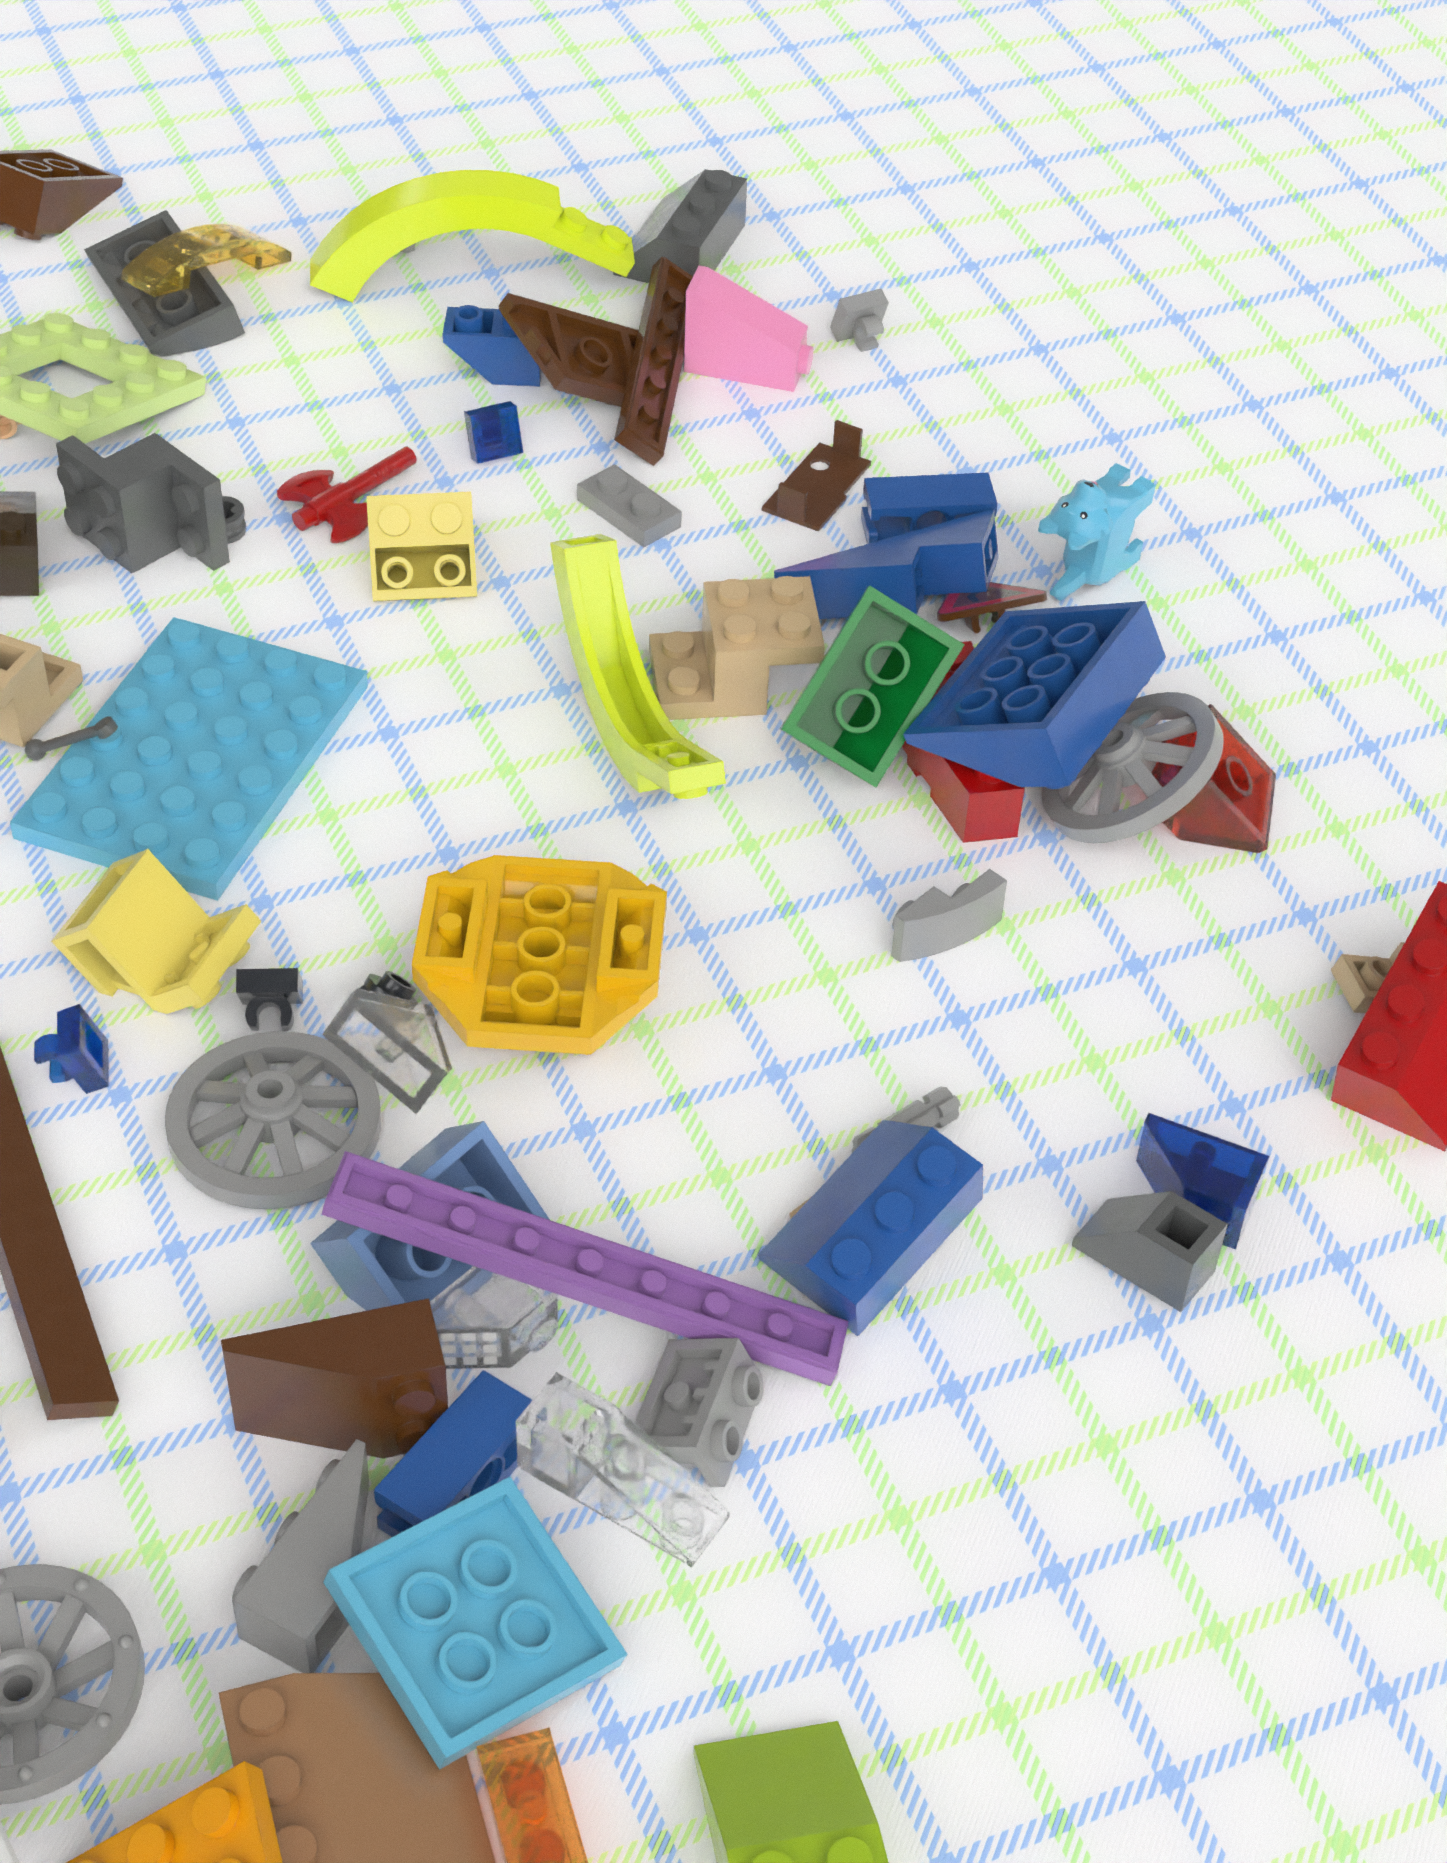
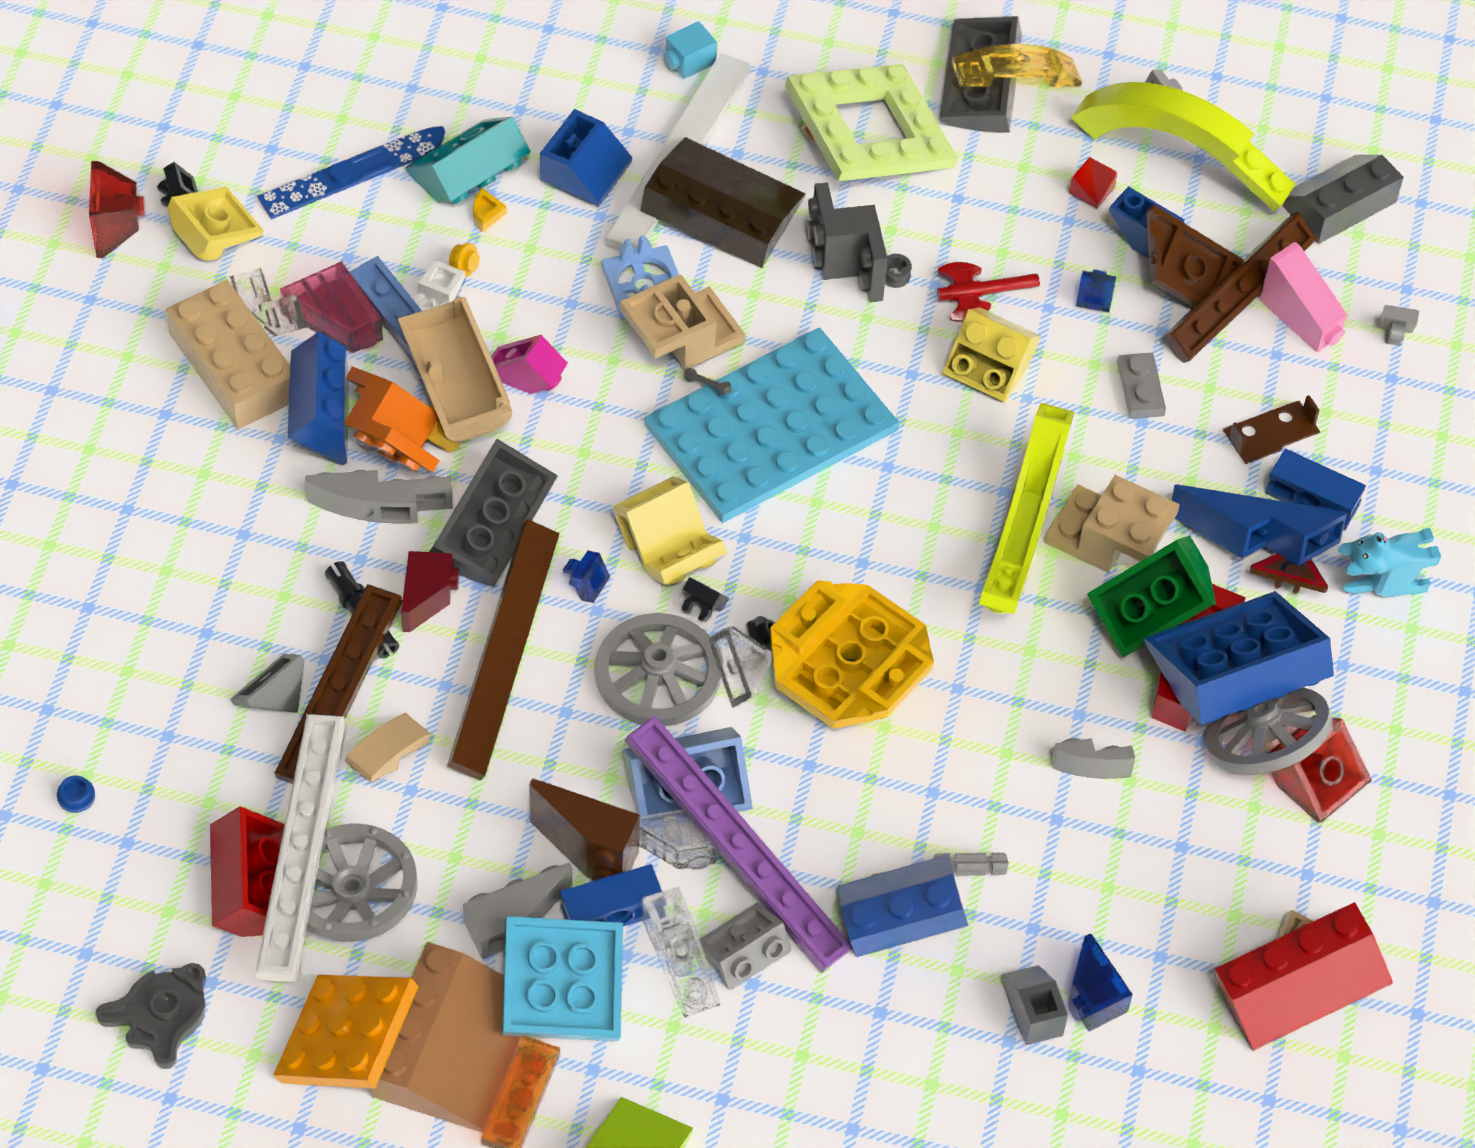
camera: 35 degrees right, 10 degrees up
(392, 334) = (1093, 182): none -> red slope

